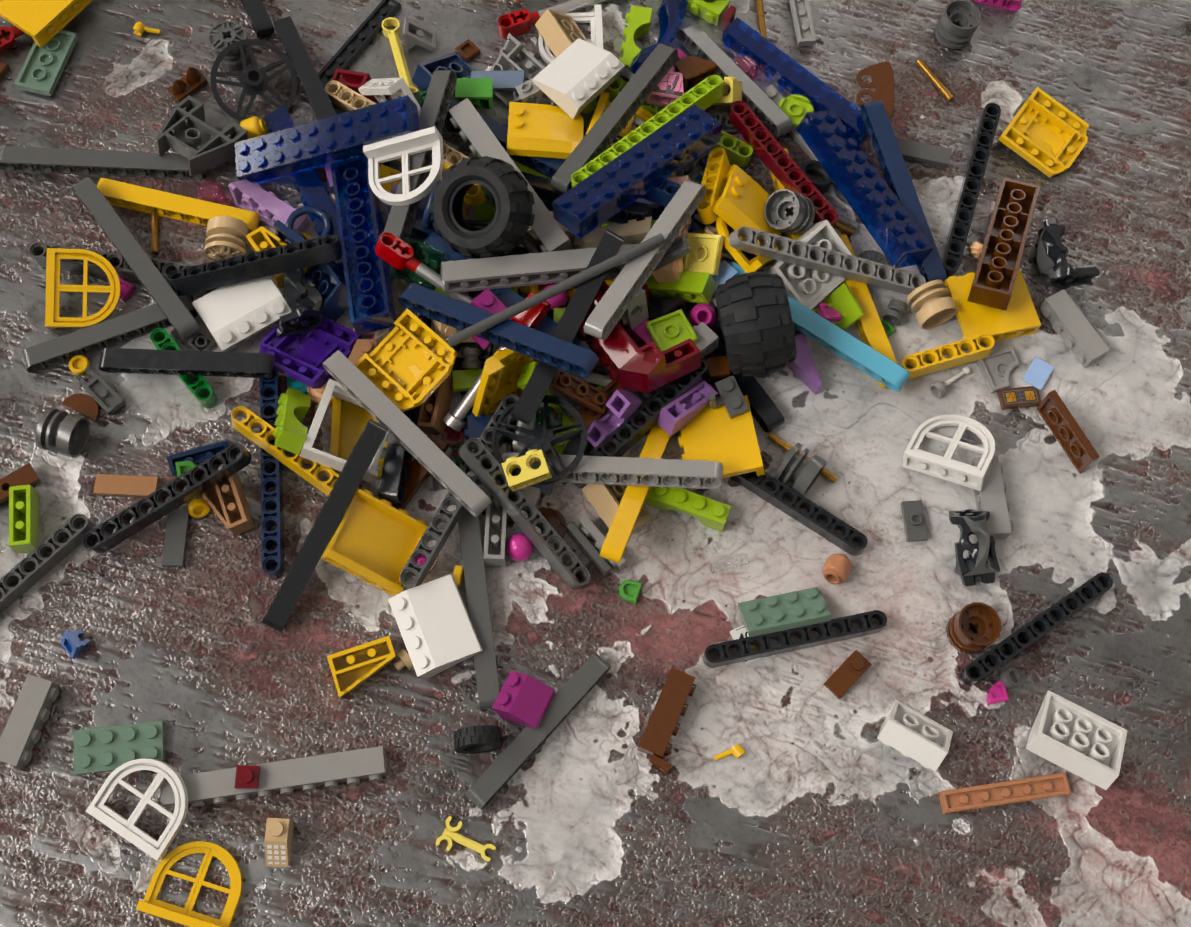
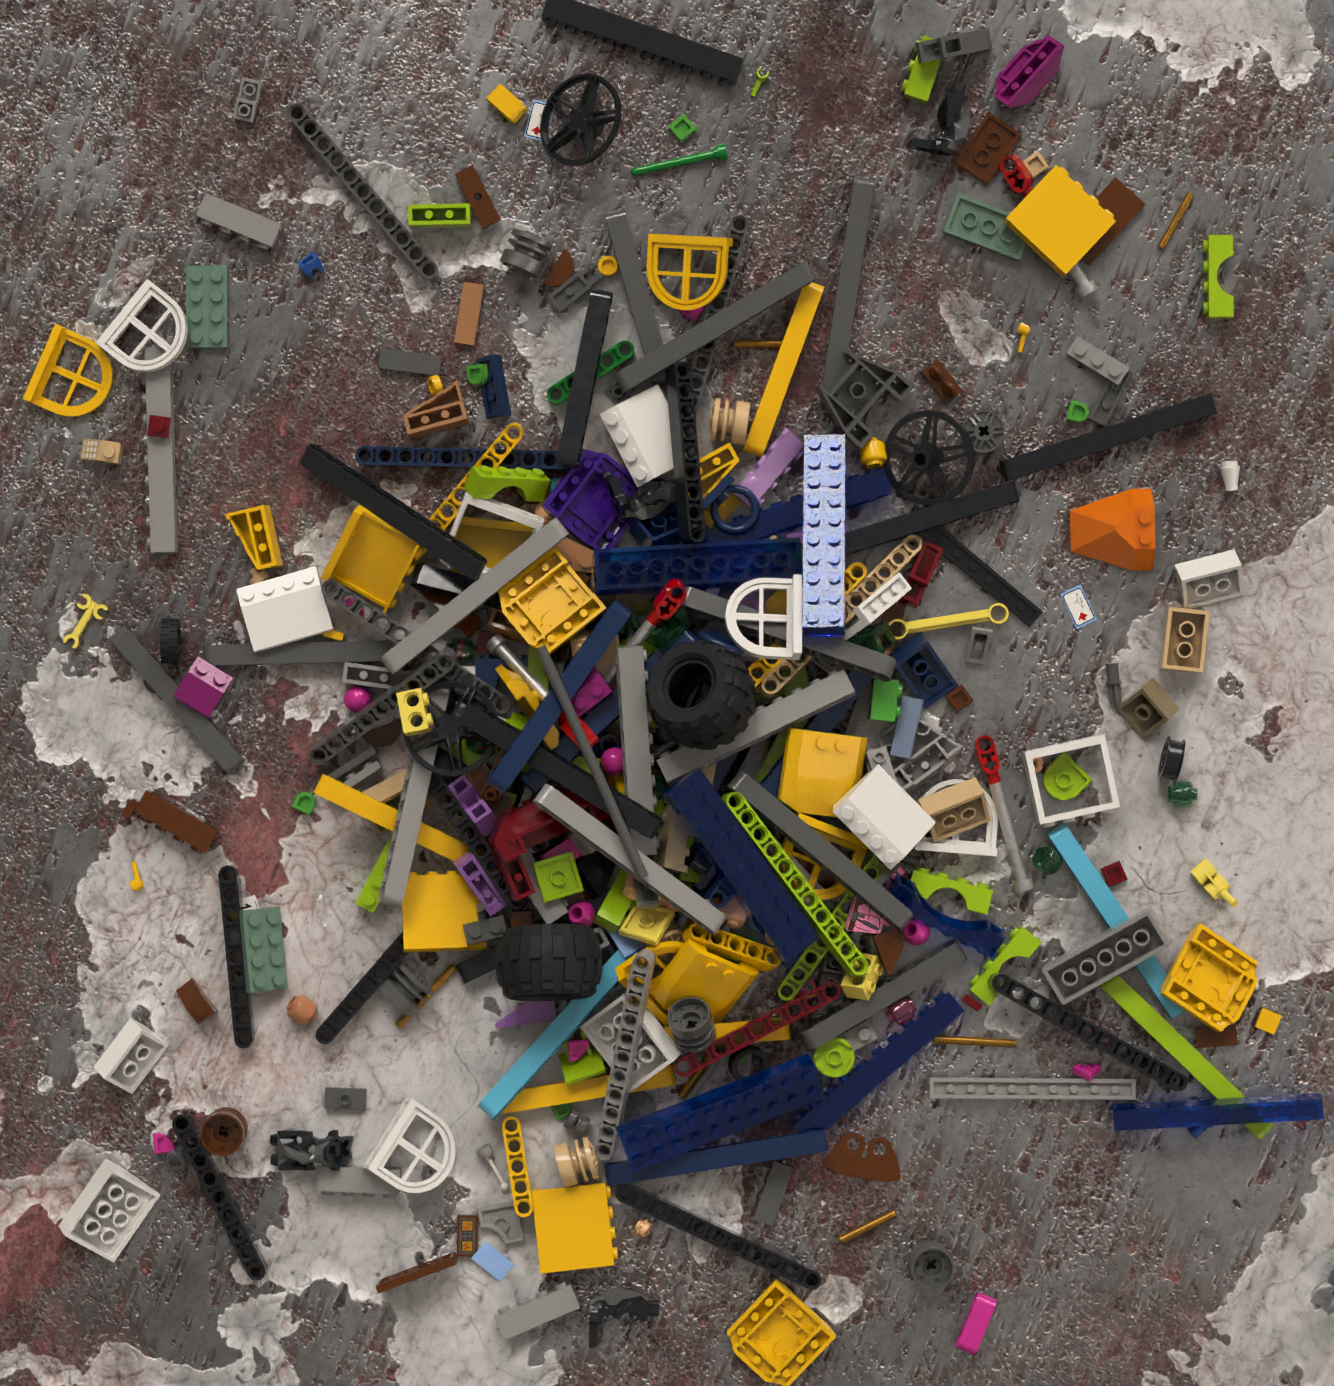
camera: 100 degrees right, 20 degrees up
(157, 499) = (436, 348): black beam -> none
(211, 192) = (794, 405): clear pink head -> none
(1004, 244) = (636, 1252): reddish brown brick -> none
(1004, 793) = (69, 1131): nougat tile -> none

